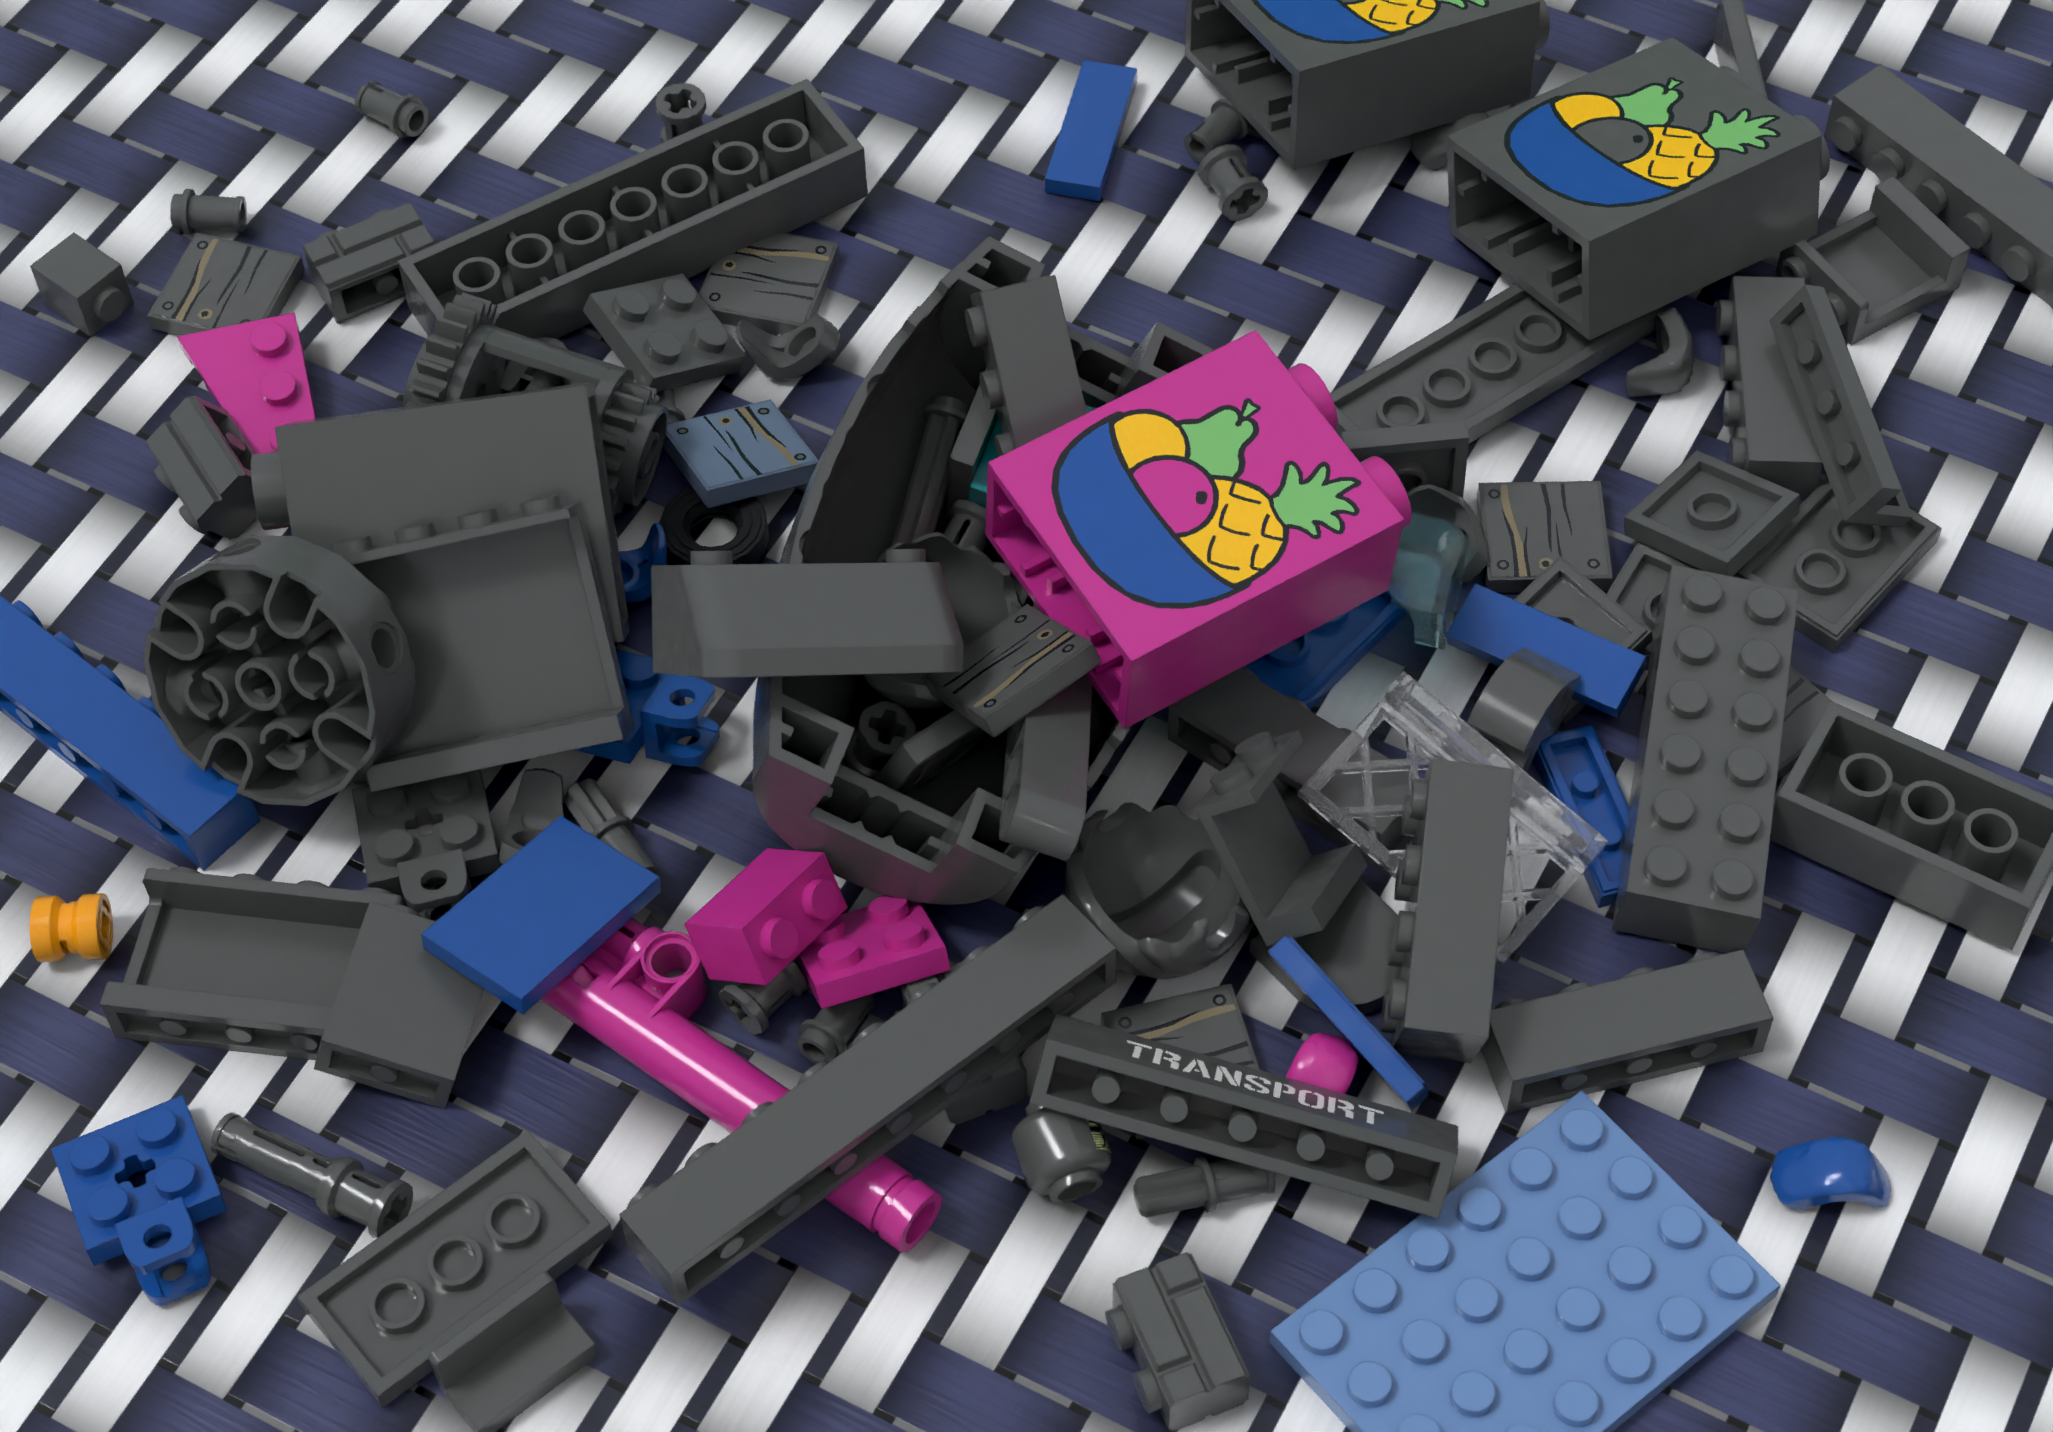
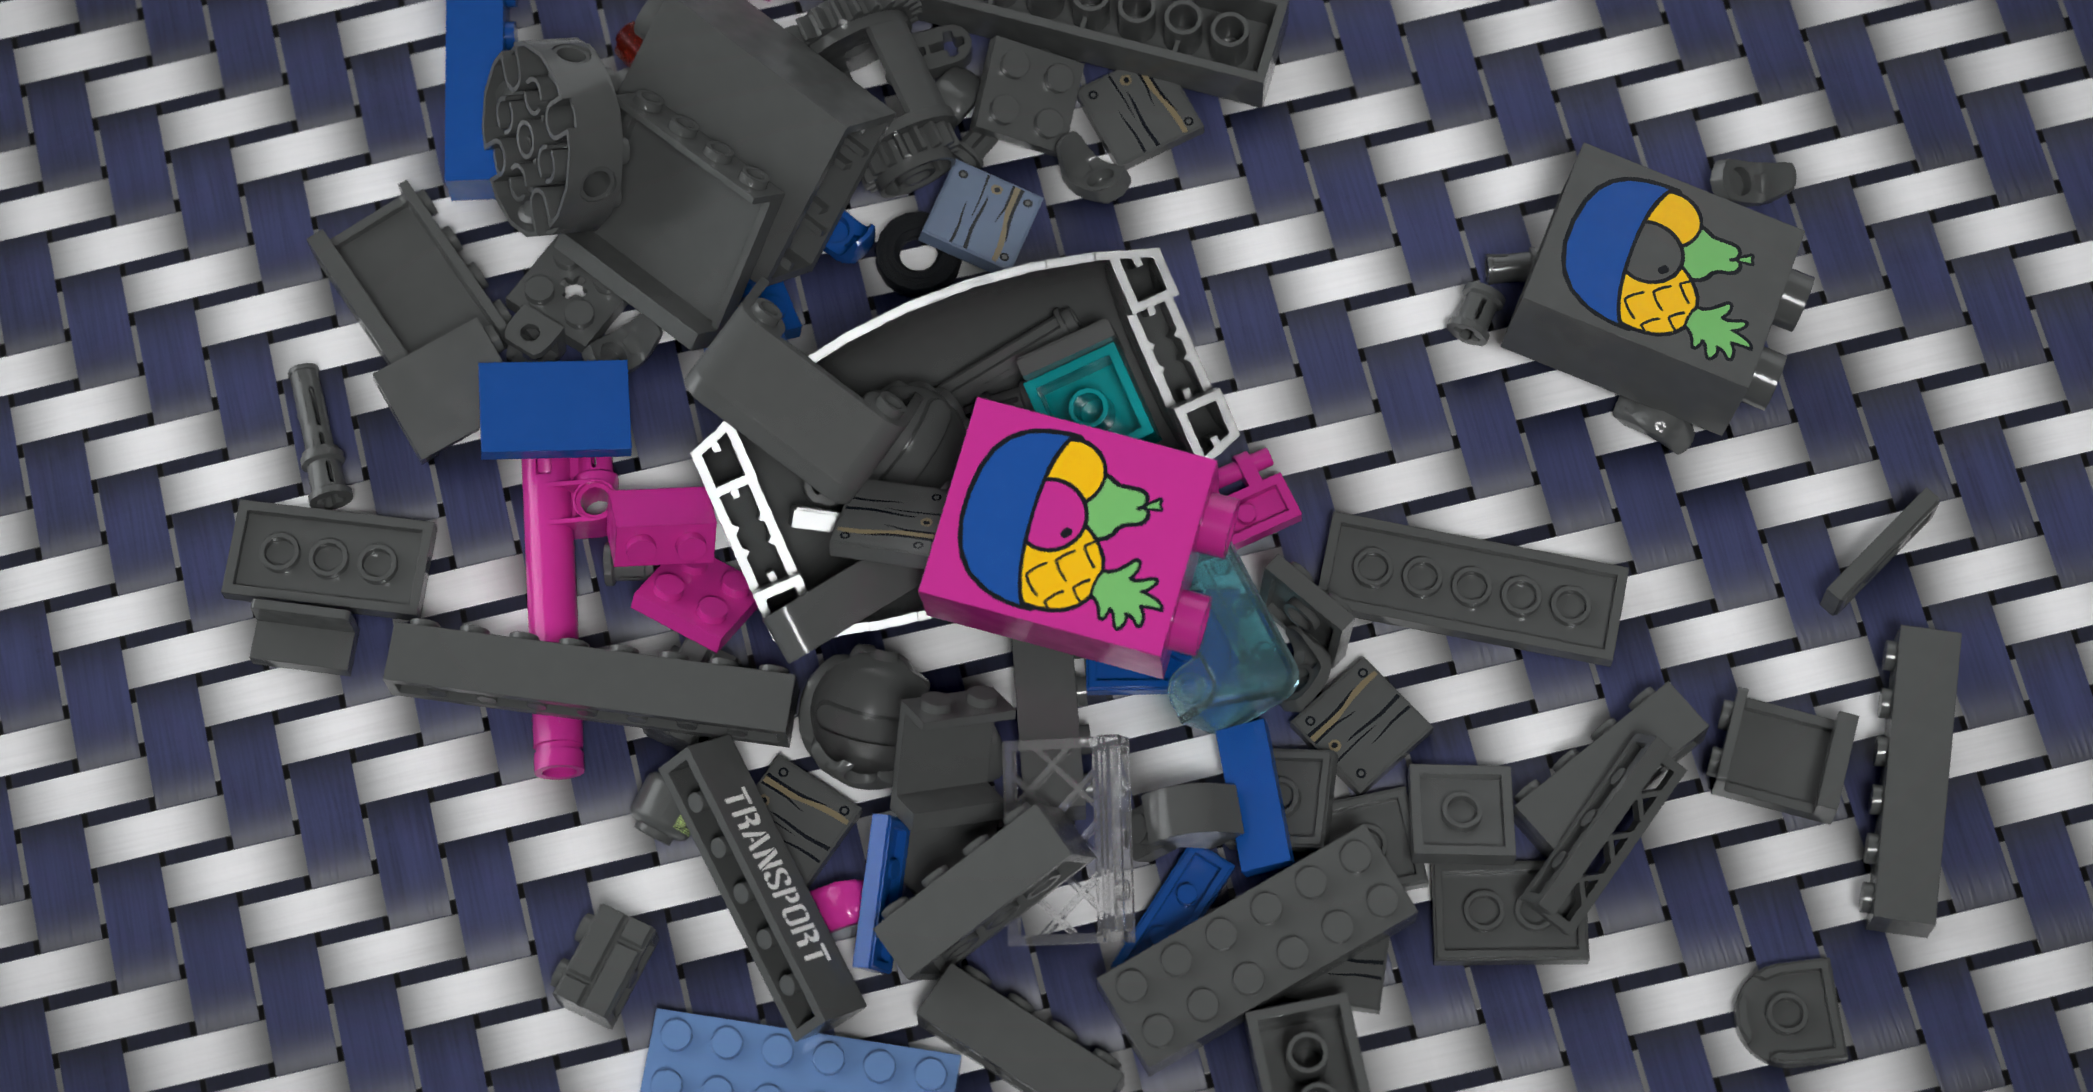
camera: 50 degrees right, 15 degrees up
(71, 927) = (351, 177): light orange wheel -> none
(150, 1221) = (220, 388): blue plate -> none
(600, 818) = (657, 392): dark grey axle -> none
(829, 1031) = (633, 623): dark grey pin -> none
(1027, 360) = (1096, 353): dark grey brick -> none
(1091, 130) = (1446, 190): blue tile -> none
(1200, 1185) = (702, 891): dark grey axle -> none
(1634, 186) = (1681, 565): dark grey brick -> none
(1672, 367) = (1580, 698): dark grey hair -> none

